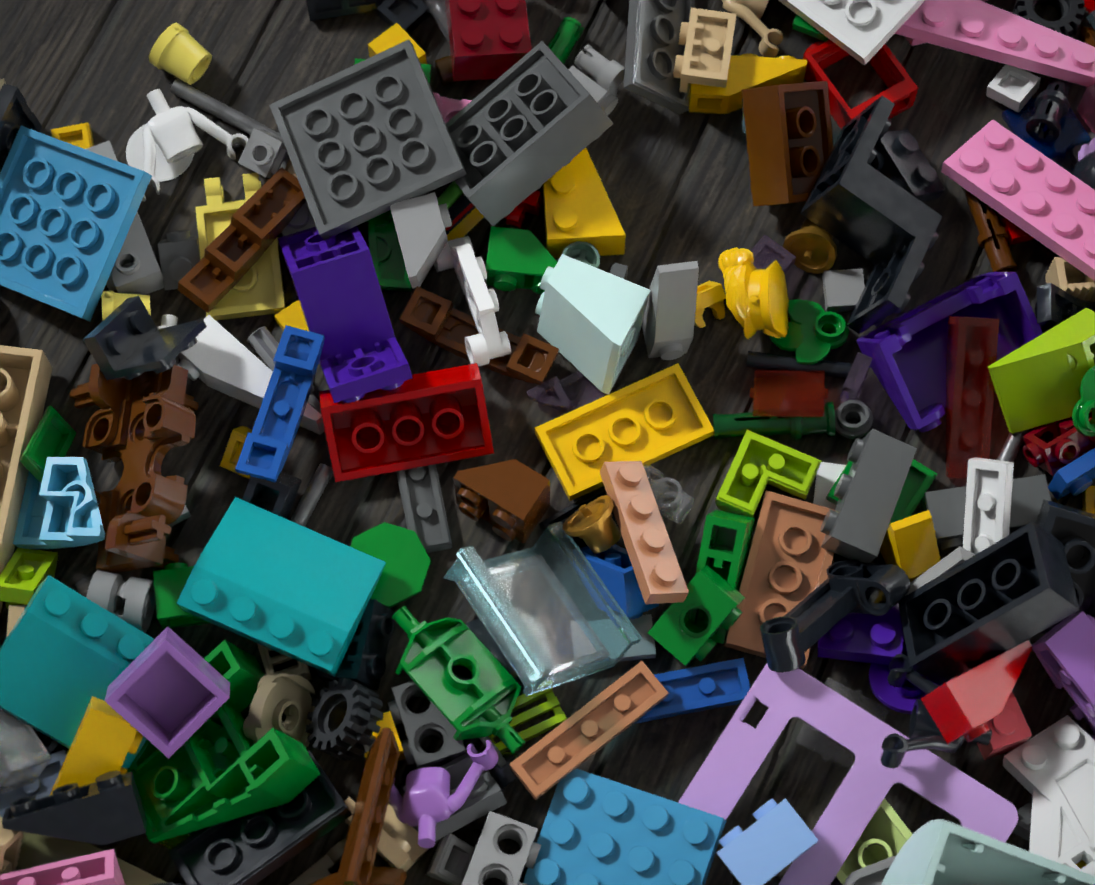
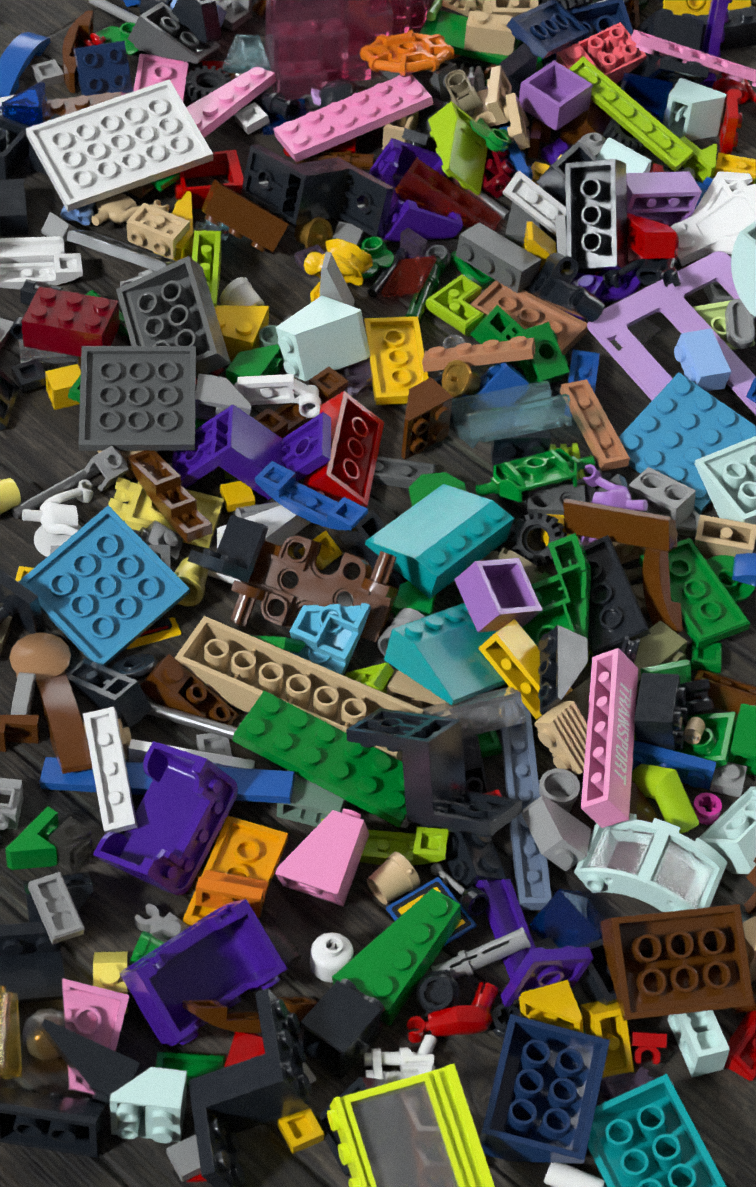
camera: 75 degrees left, 20 degrees down
(53, 320) = (158, 631): none -> yellow sticker
(644, 201) = (240, 293): none -> white piece
(663, 136) = (208, 255): none -> lime slope

